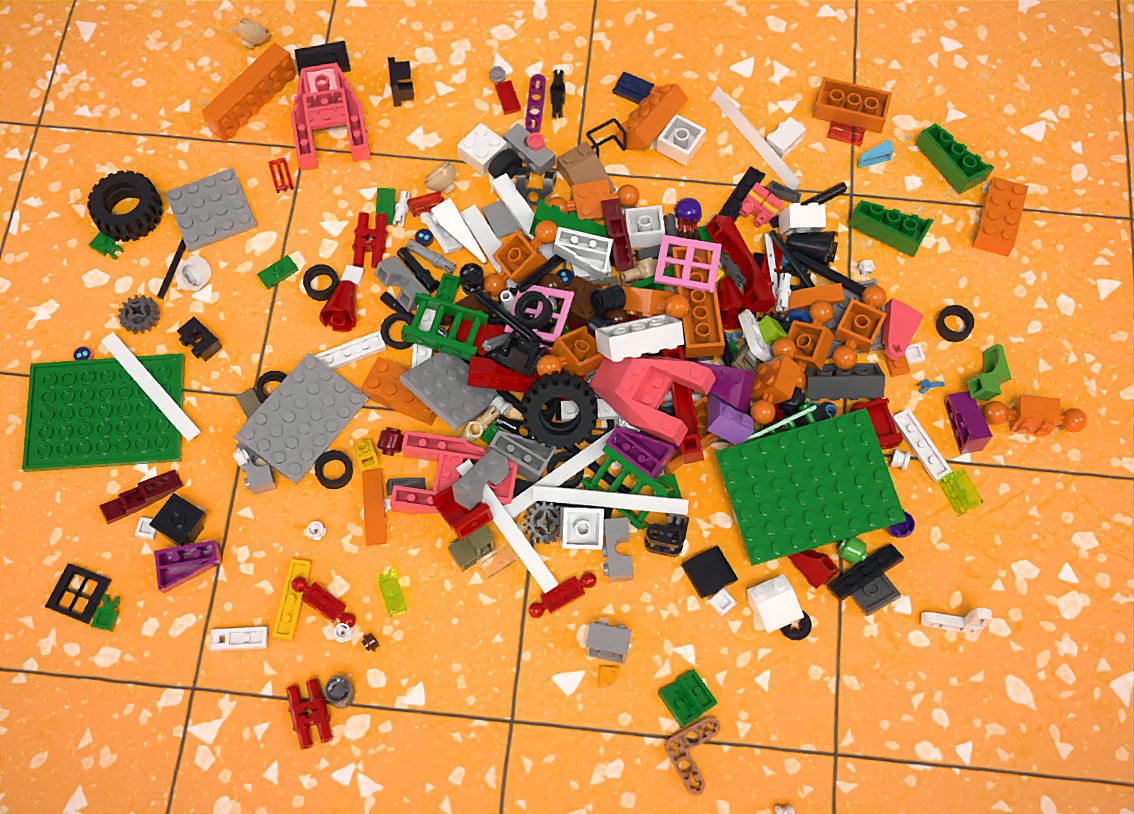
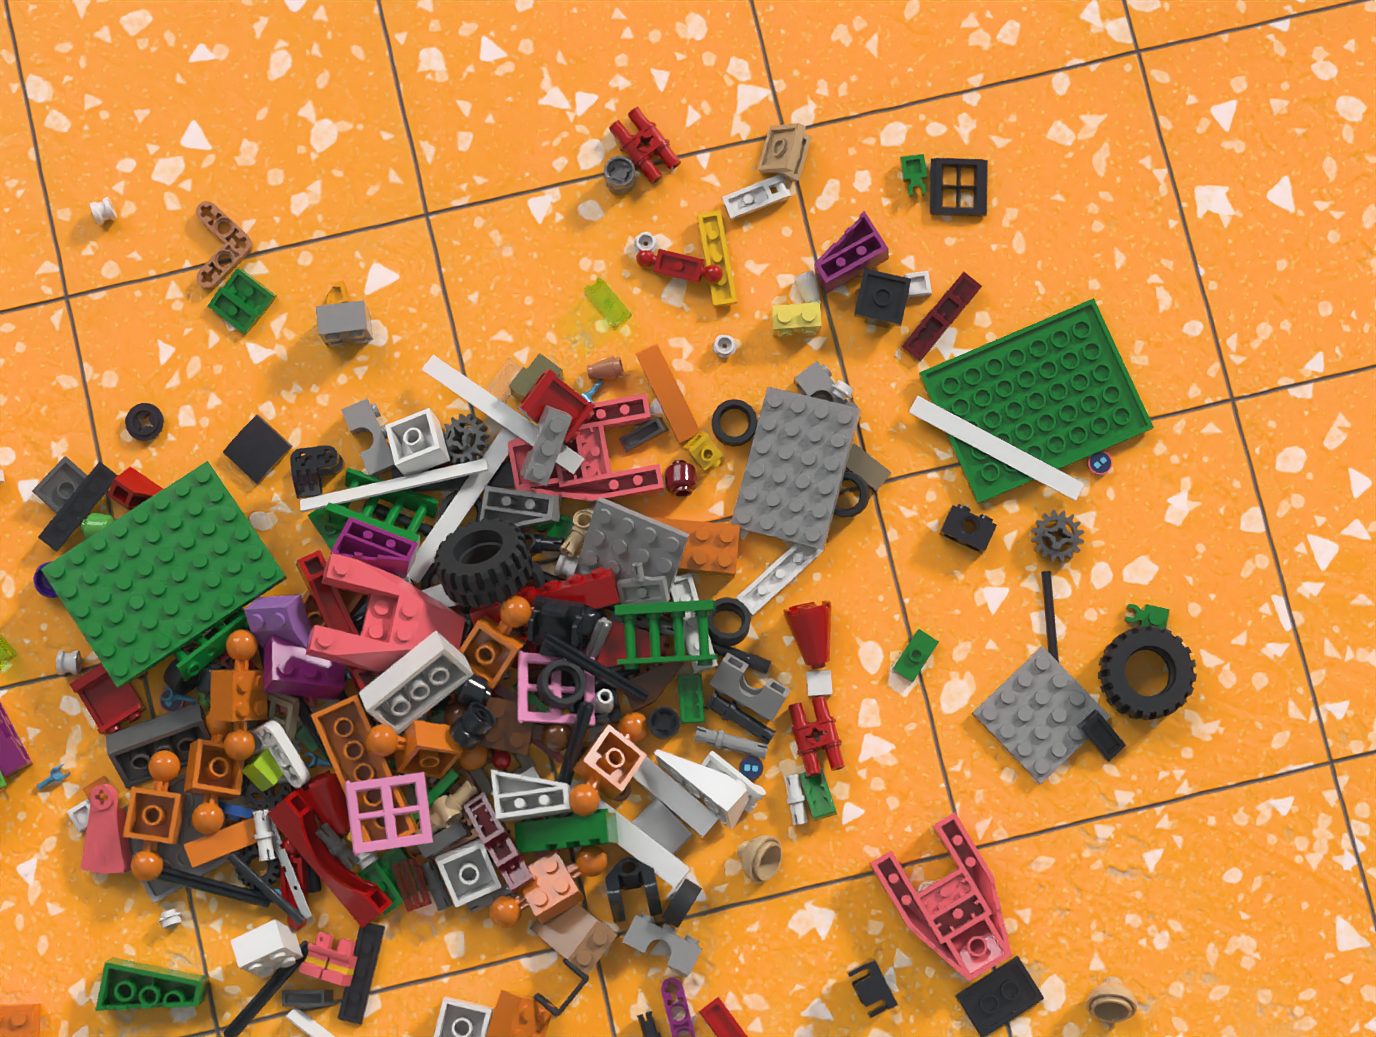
camera: 160 degrees right, 15 degrees up
(176, 181) = (1101, 735): none -> black tile
(193, 274) = (1015, 610): white piece -> none
(199, 667) = (785, 151): none -> tan bracket
(231, 552) = (808, 287): none -> white cone
(249, 92) = (1067, 898): orange brick -> none
(251, 529) = (796, 319): none -> light yellow brick
(284, 187) = (987, 814): clear red tile -> none
(314, 271) = (871, 654): black tyre -> none
(370, 642) = (610, 242): reddish brown plate -> none
(413, 542) = (606, 369): none -> nougat cone
(425, 202) = (751, 830): clear red tile -> none
(440, 525) = (592, 391): none -> dark azure hand
(449, 360) = (642, 588): none -> light grey plate
(480, 148) = (723, 922): white brick -> none
(535, 141) = (653, 951): coral tile -> none
(562, 595) = (410, 370): red plate -> none
(566, 276) = (550, 770): dark blue tile -> none
(688, 208) = (423, 926): dark purple hair -> none
(722, 602) = (233, 420): white tile -> none
(774, 603) = (171, 431): white slope -> none
(816, 245) = (238, 918): black cone -> none
(921, 445) = (47, 691): white plate -> none
(964, 314) = (20, 869): black tyre -> none

